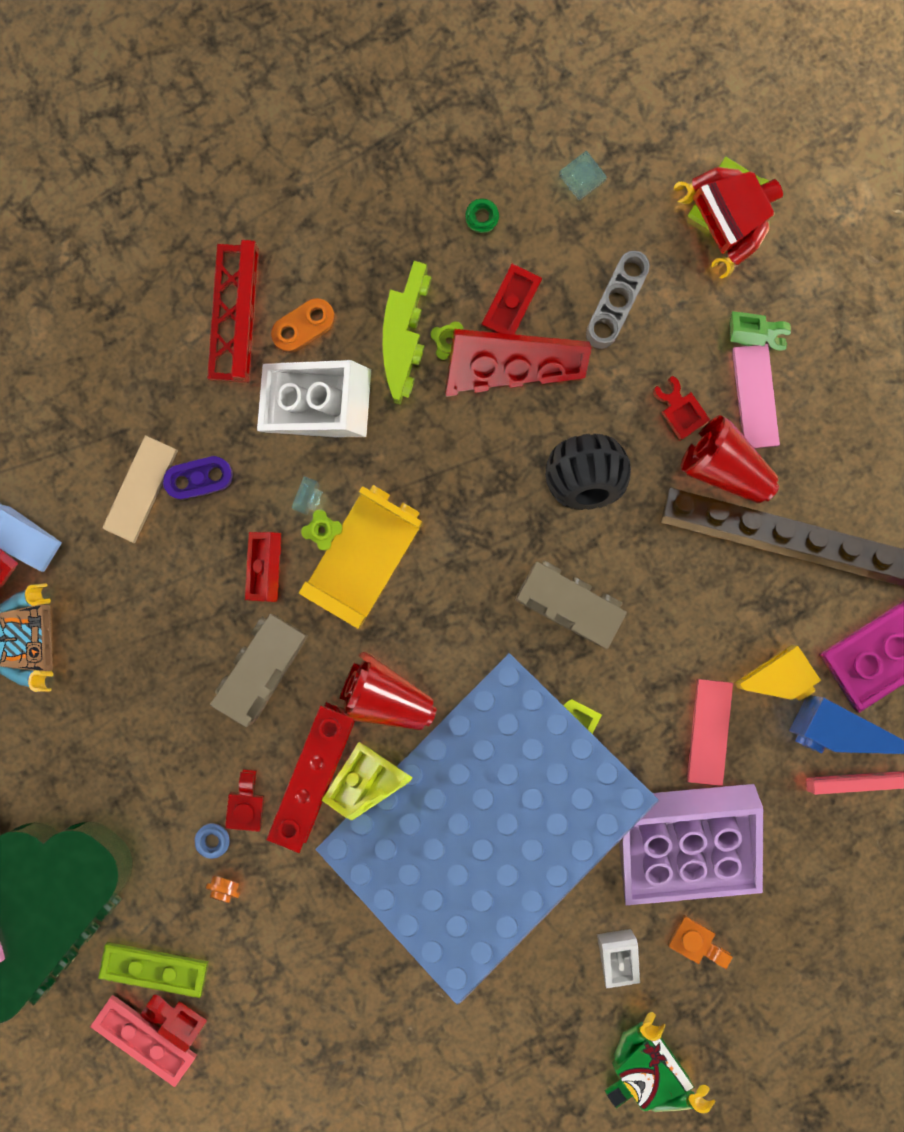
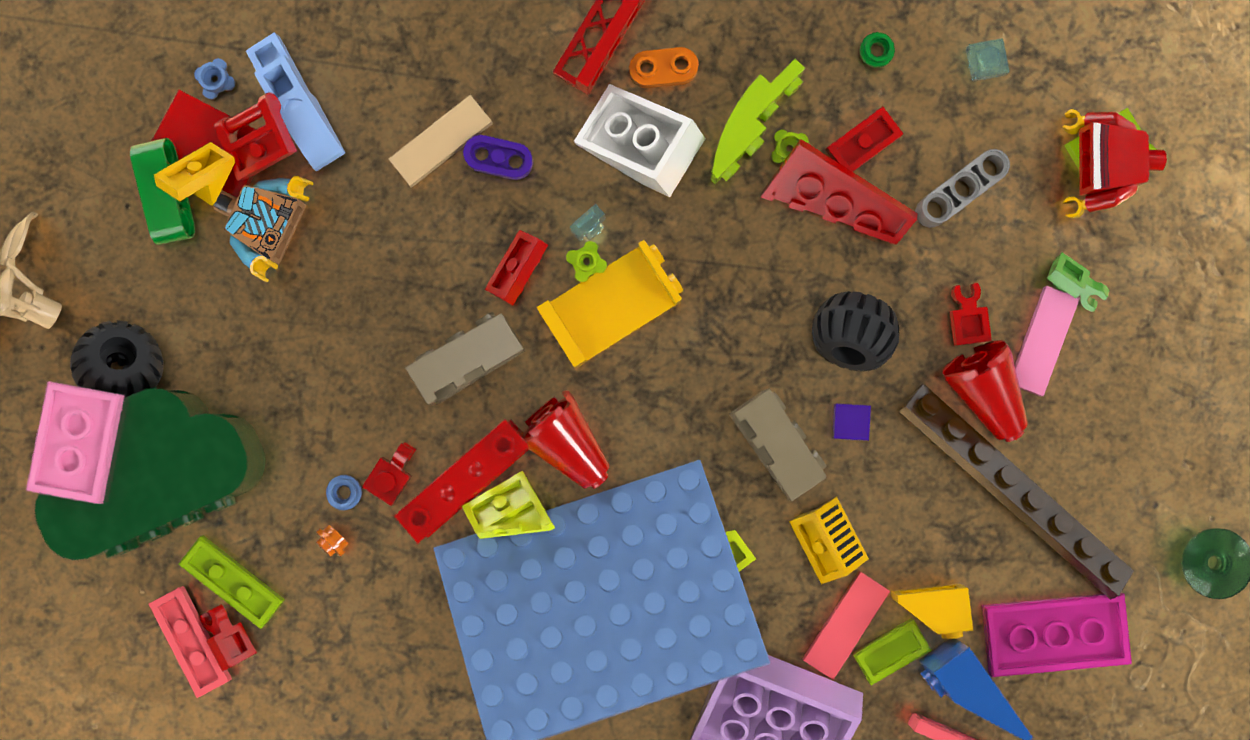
camera: 30 degrees right, 0 degrees up
(624, 552) = (851, 422): none -> dark purple tile
(658, 666) = (829, 541): none -> yellow panel
(761, 735) = (891, 651): none -> lime tile

